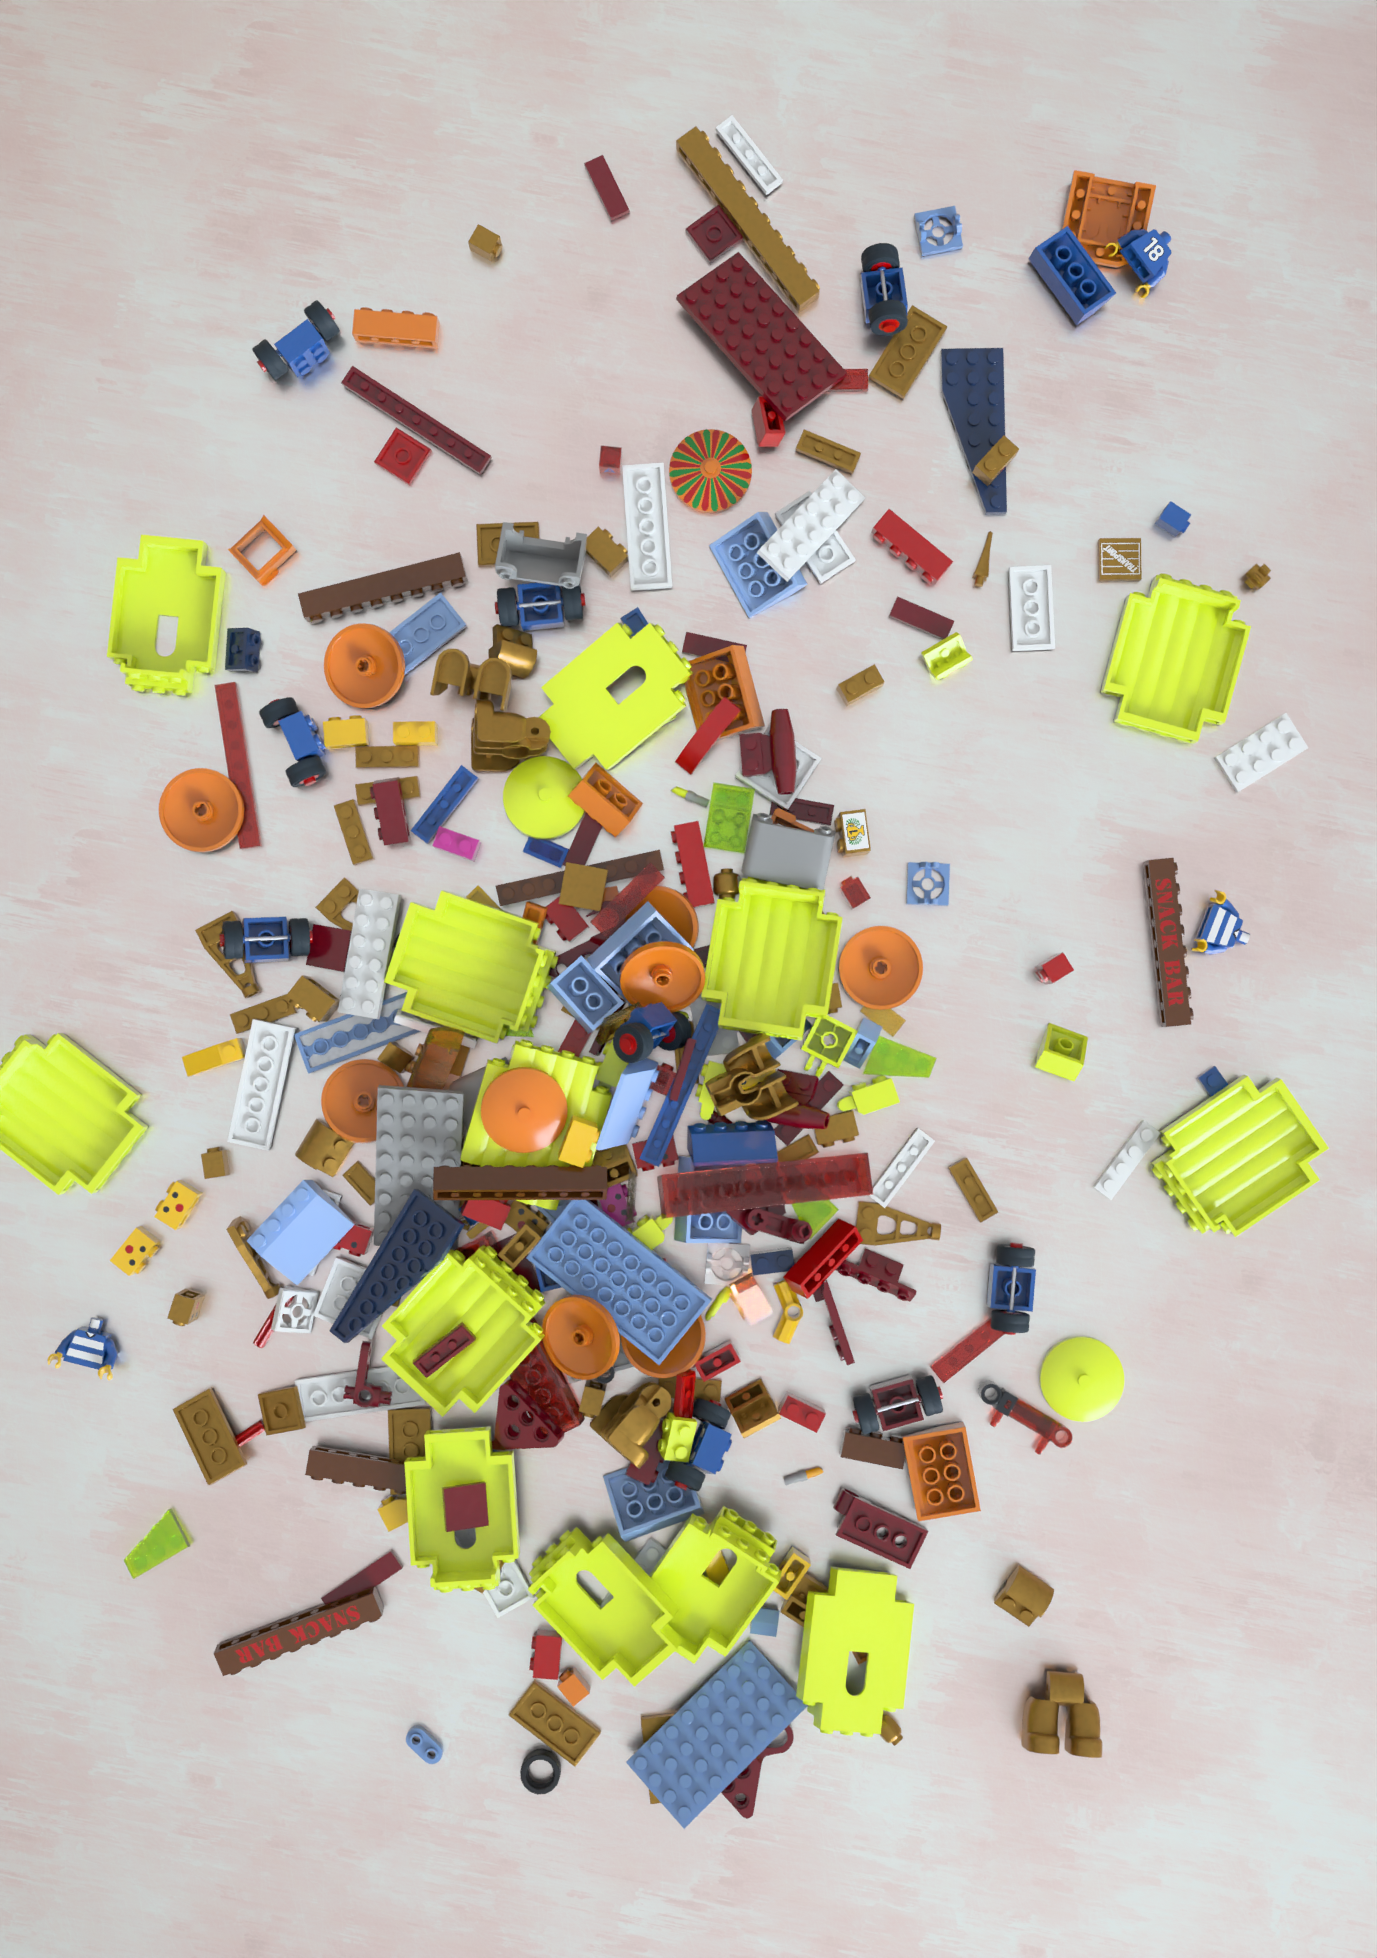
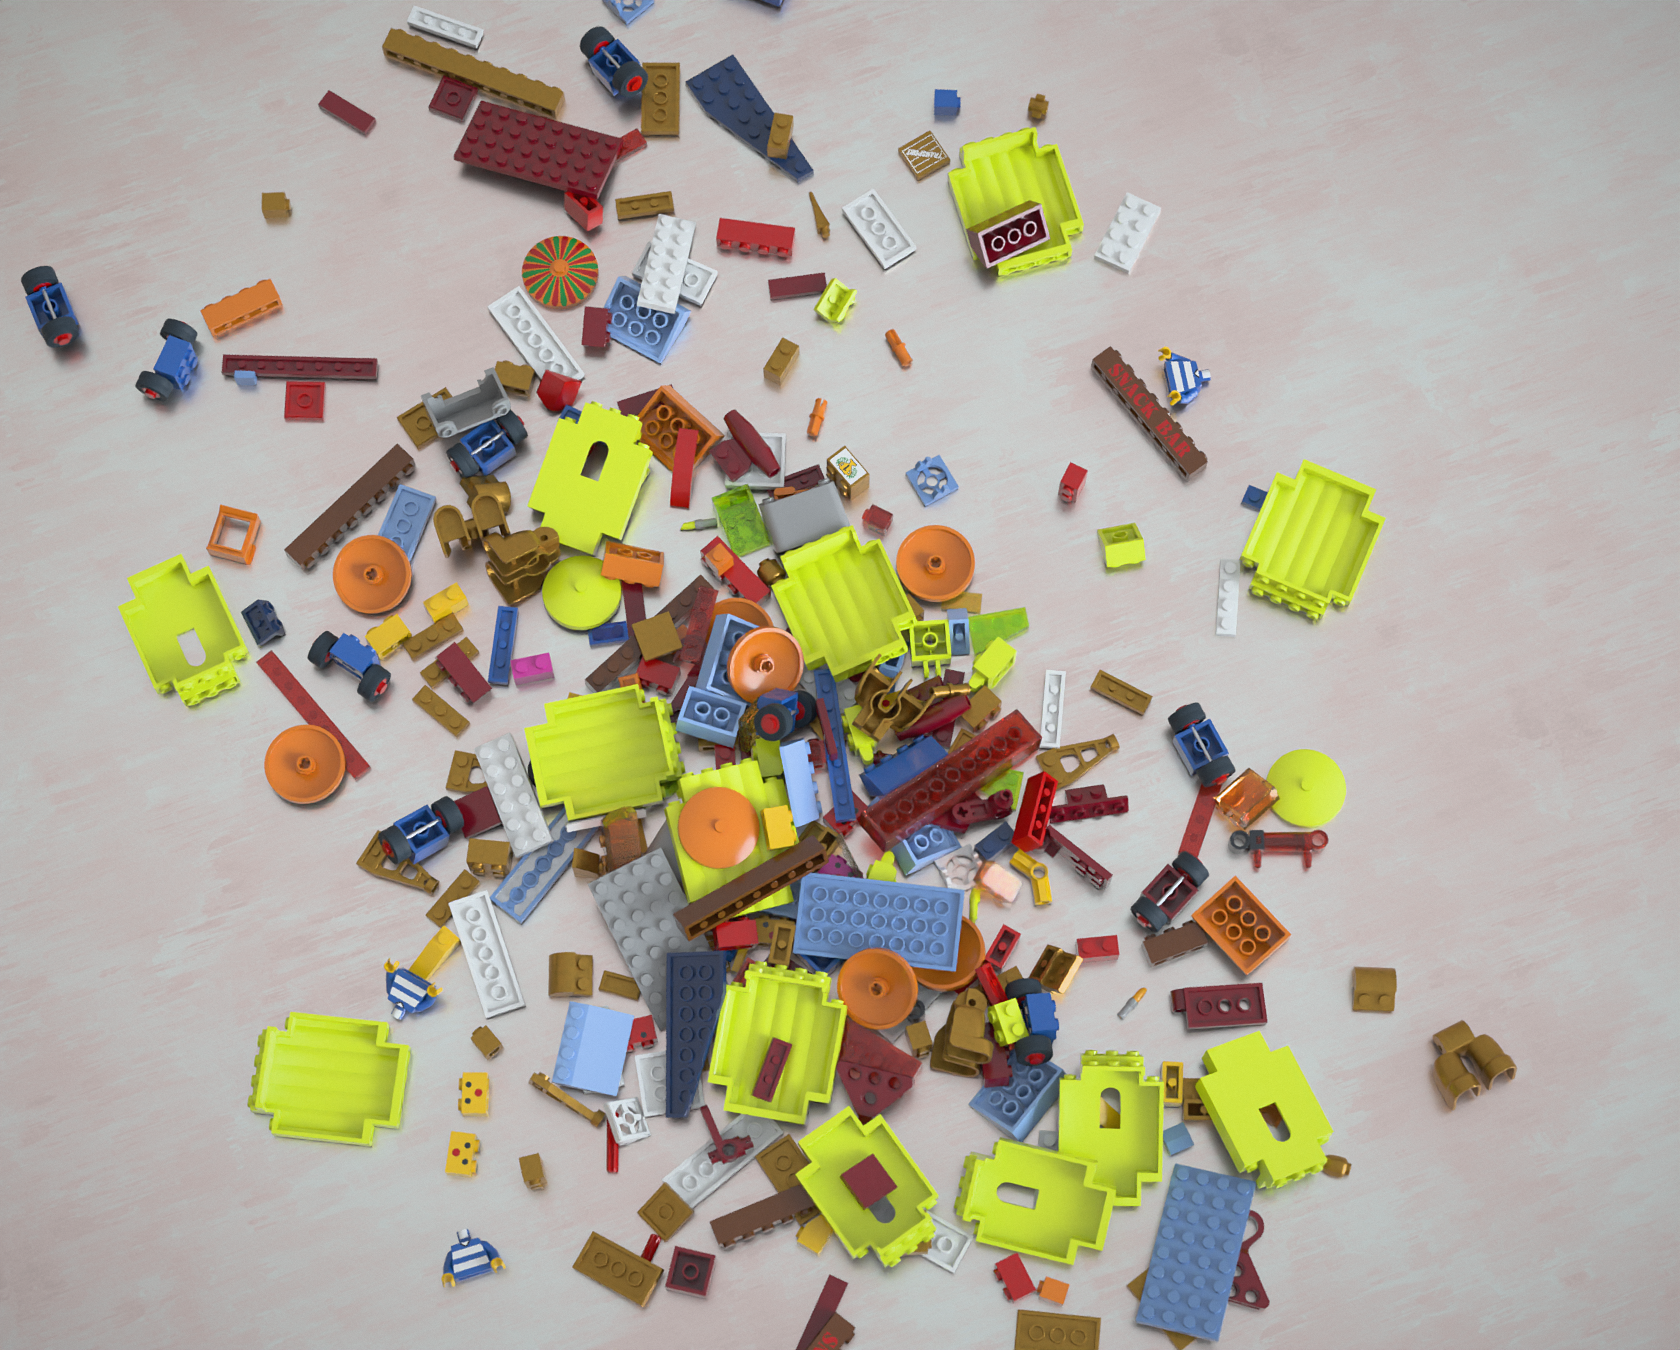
camera: 30 degrees left, 15 degrees down
(173, 1076) = (408, 990): none -> torso
(218, 222) = (50, 306): none -> brick
(270, 1479) = (690, 1272): none -> dark red brick
(351, 1098) = (573, 917): orange dish -> none
(360, 401) = (245, 377): none -> medium blue tile
(610, 460) = (475, 307): clear red brick -> none
(637, 589) = (557, 390): none -> red slope
(684, 847) = (719, 559): none -> orange brick
(709, 547) = (596, 326): none -> dark red brick
(816, 1099) = (950, 690): none -> pearl gold pin
(859, 759) = (816, 417): none -> orange axle
(976, 736) = (898, 347): none -> orange axle
(1021, 1360) = (1246, 799): none -> clear orange brick
(1148, 690) = (1009, 233): none -> slope

